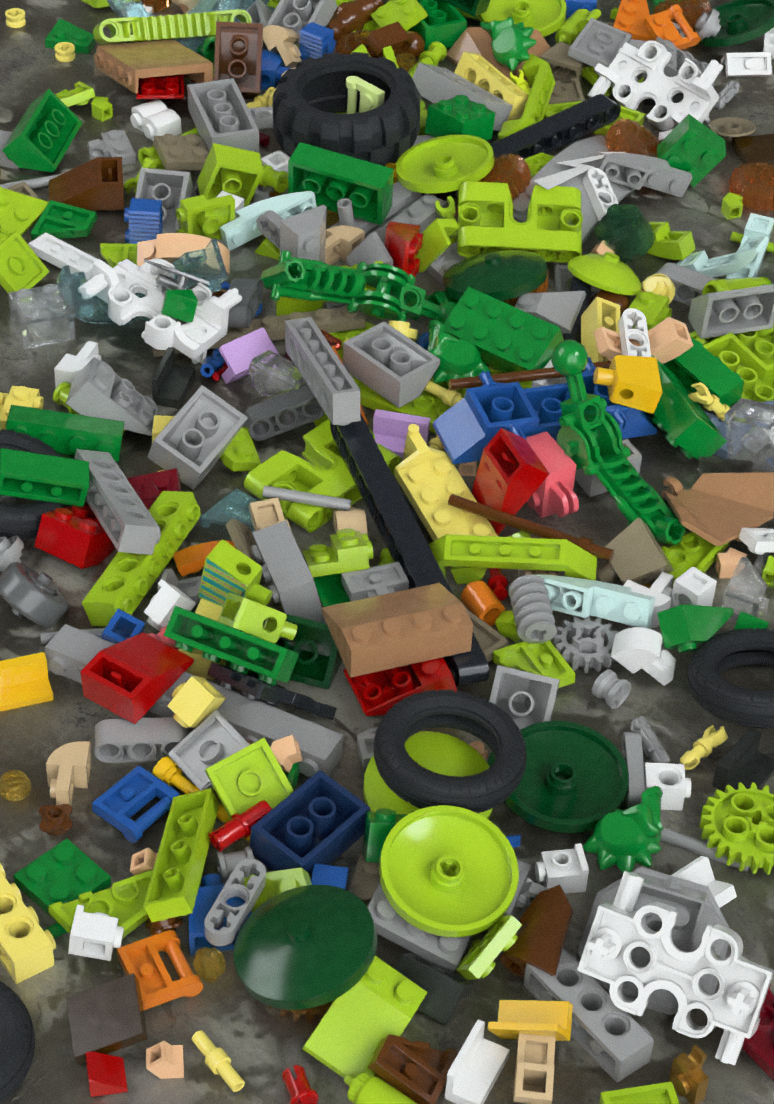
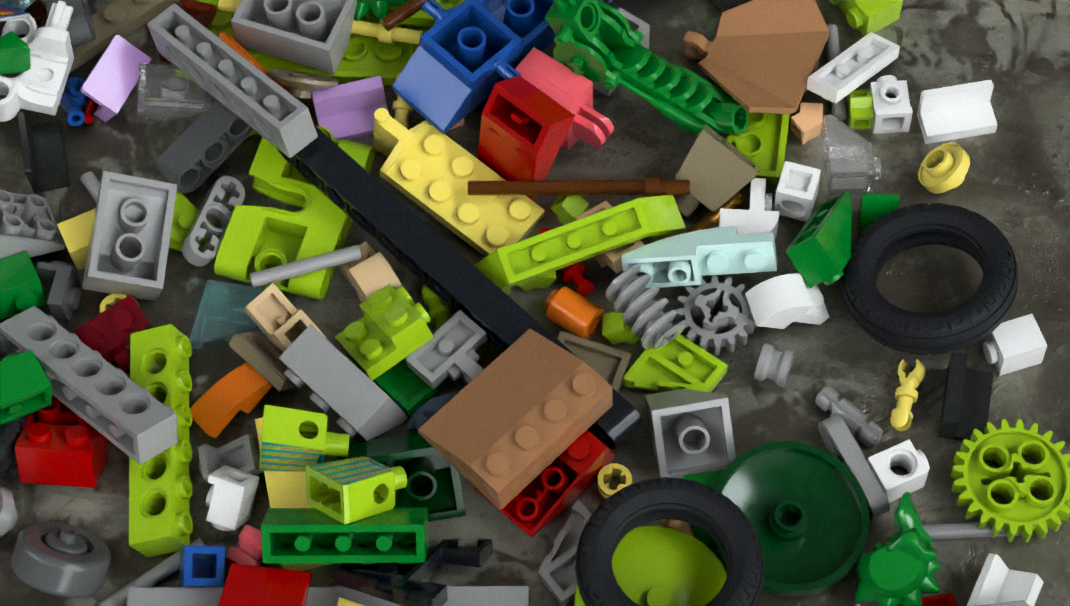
camera: 20 degrees left, 20 degrees up
(134, 455) = (65, 289): none -> dark grey bracket
(250, 453) = (200, 226): none -> light grey beam
(373, 399) = (301, 83): none -> dark tan dish

